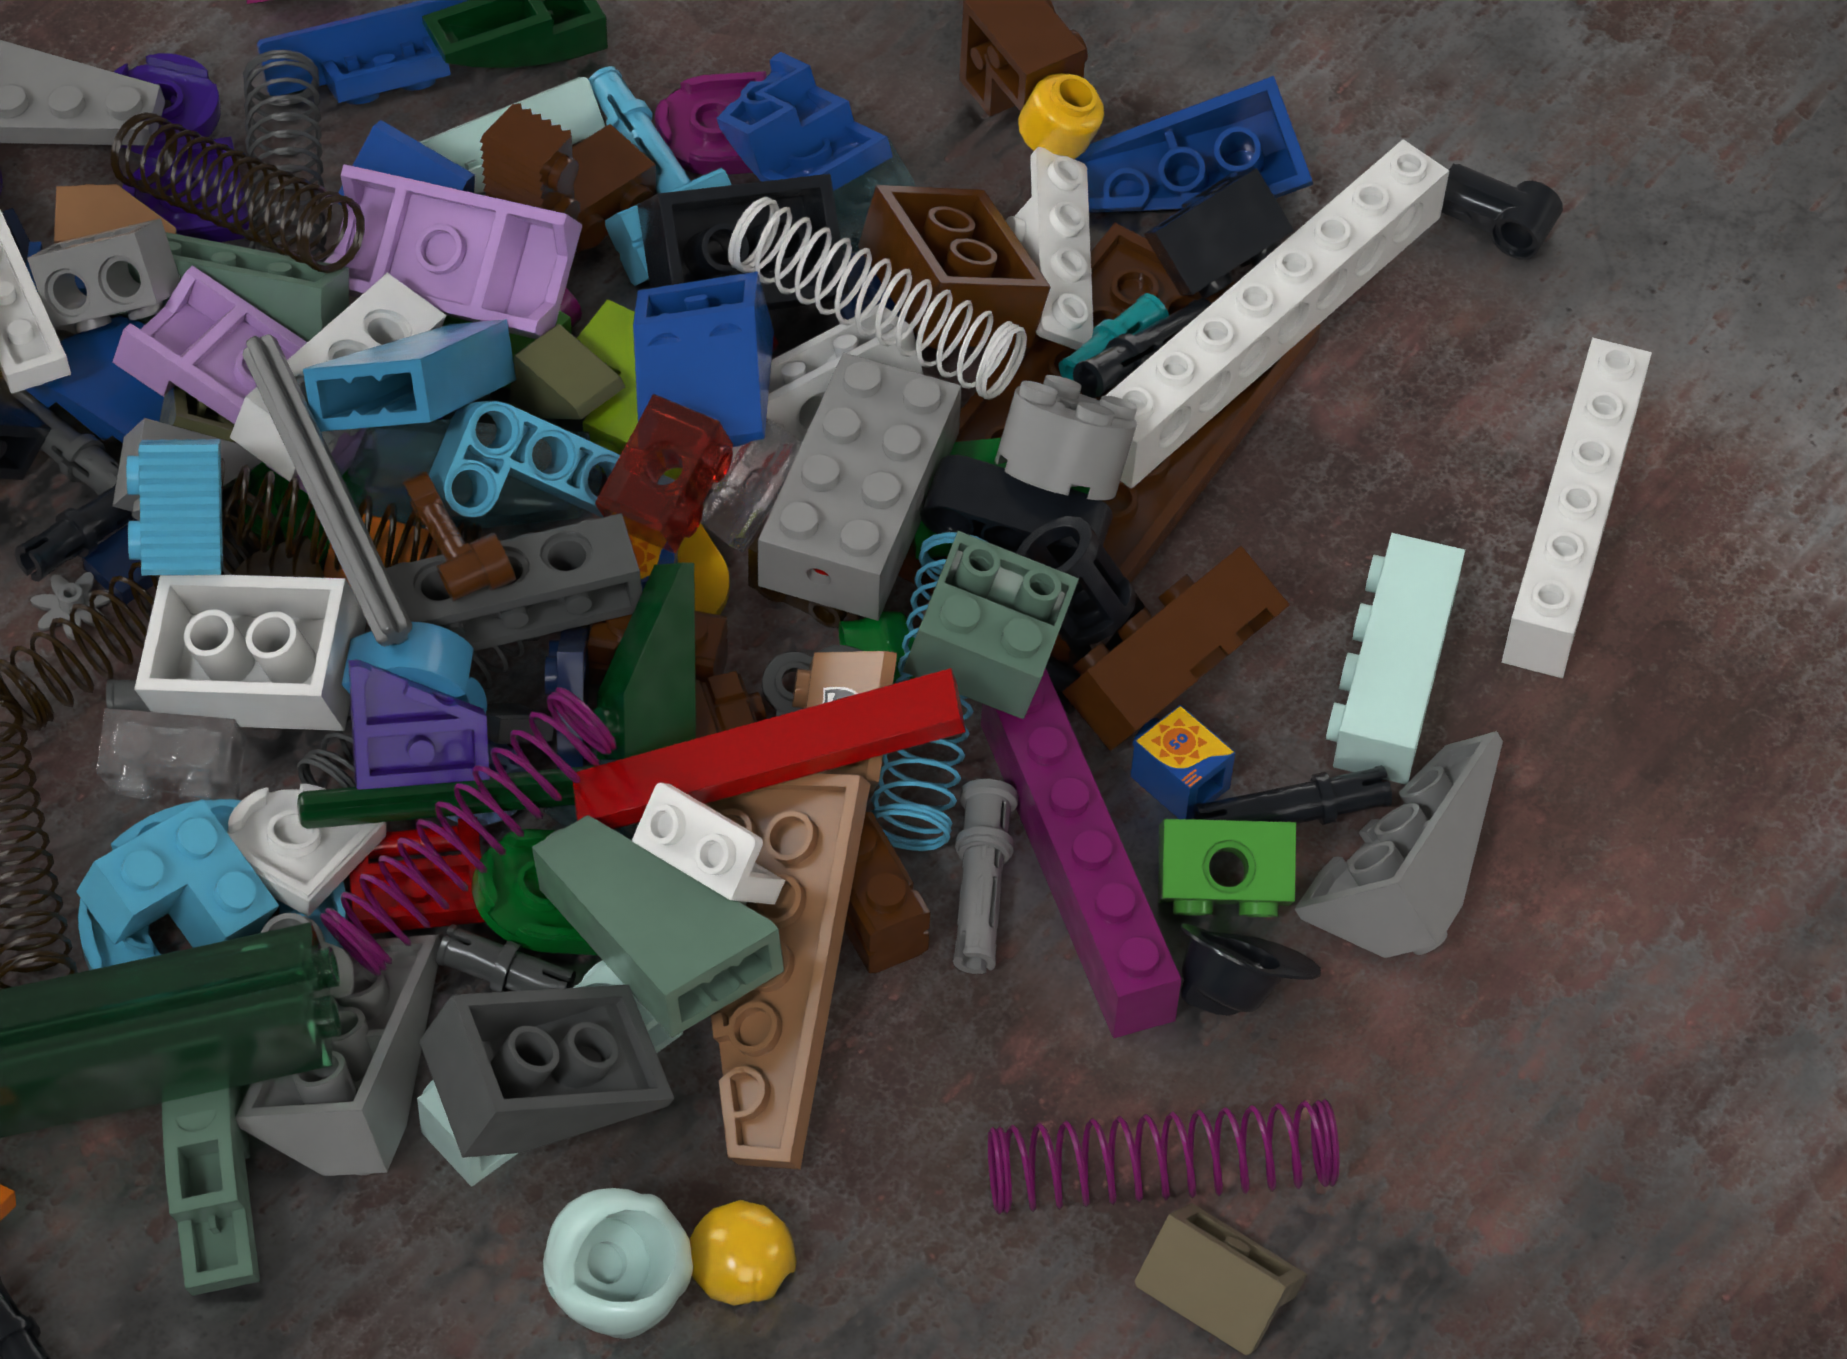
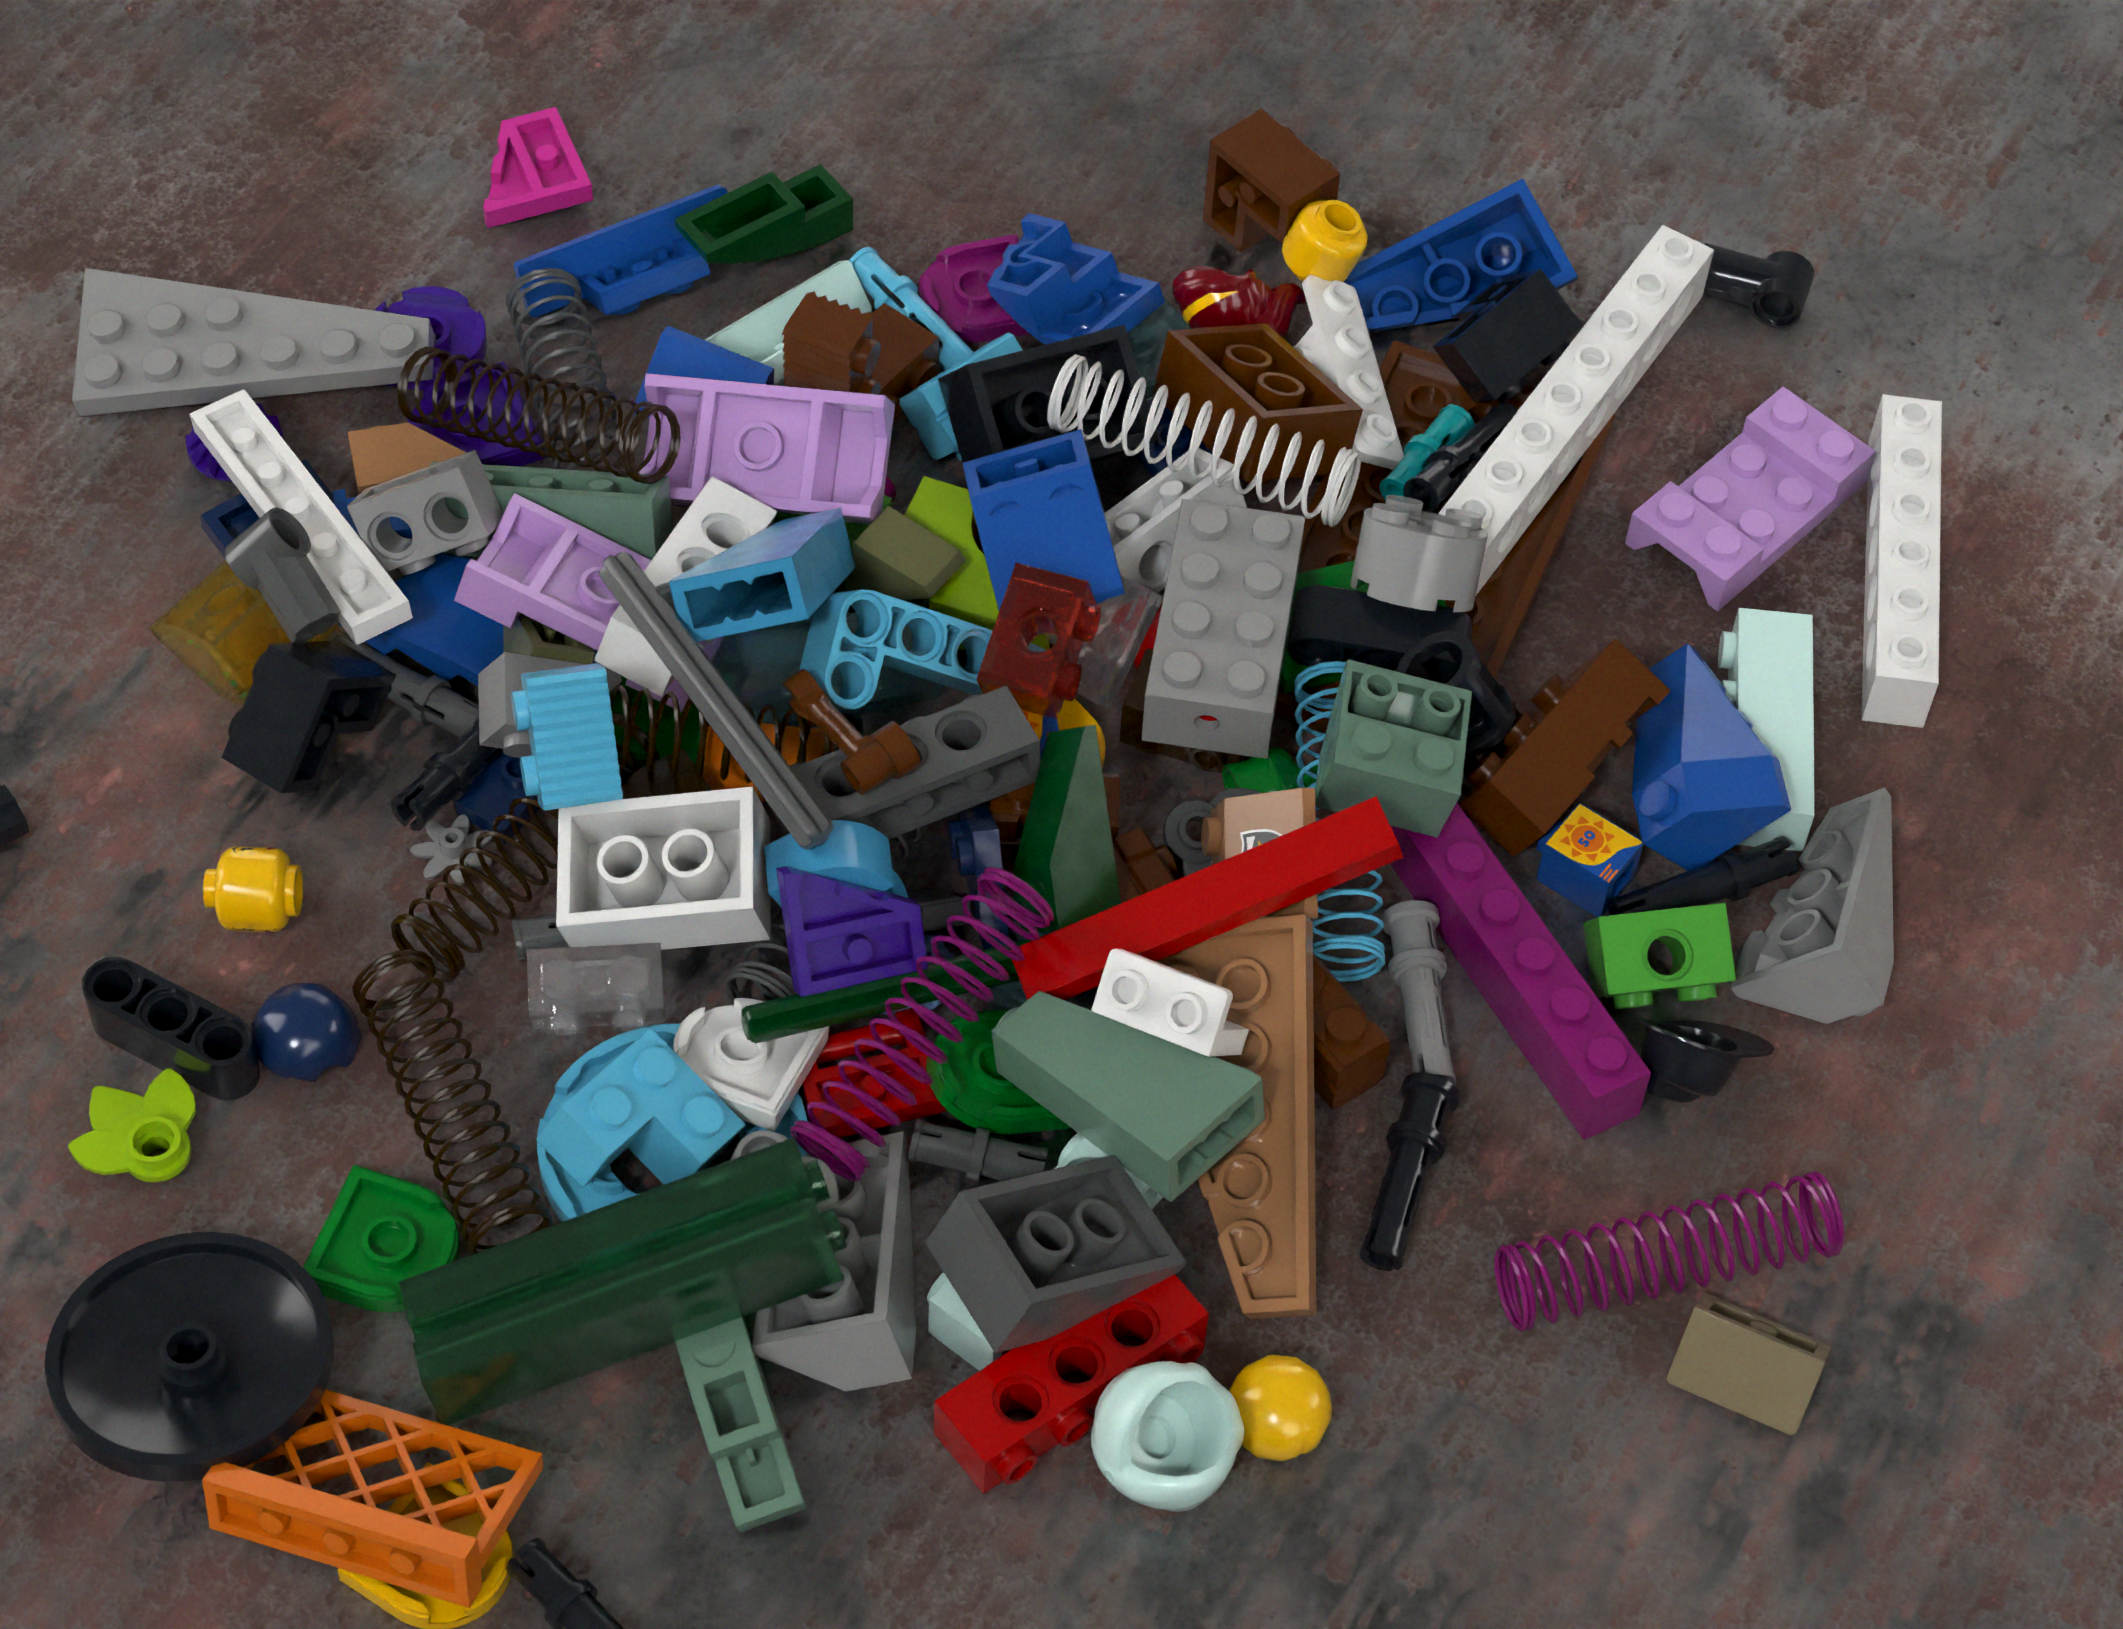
camera: 10 degrees left, 0 degrees up
(503, 1188) = (1029, 1378): none -> red brick
(937, 1018) = (1414, 1145): none -> black pin
(945, 161) = (1221, 299): none -> dark red hair
(1309, 686) = (1701, 768): none -> blue wedge
(1444, 425) = (1755, 496): none -> lavender piece

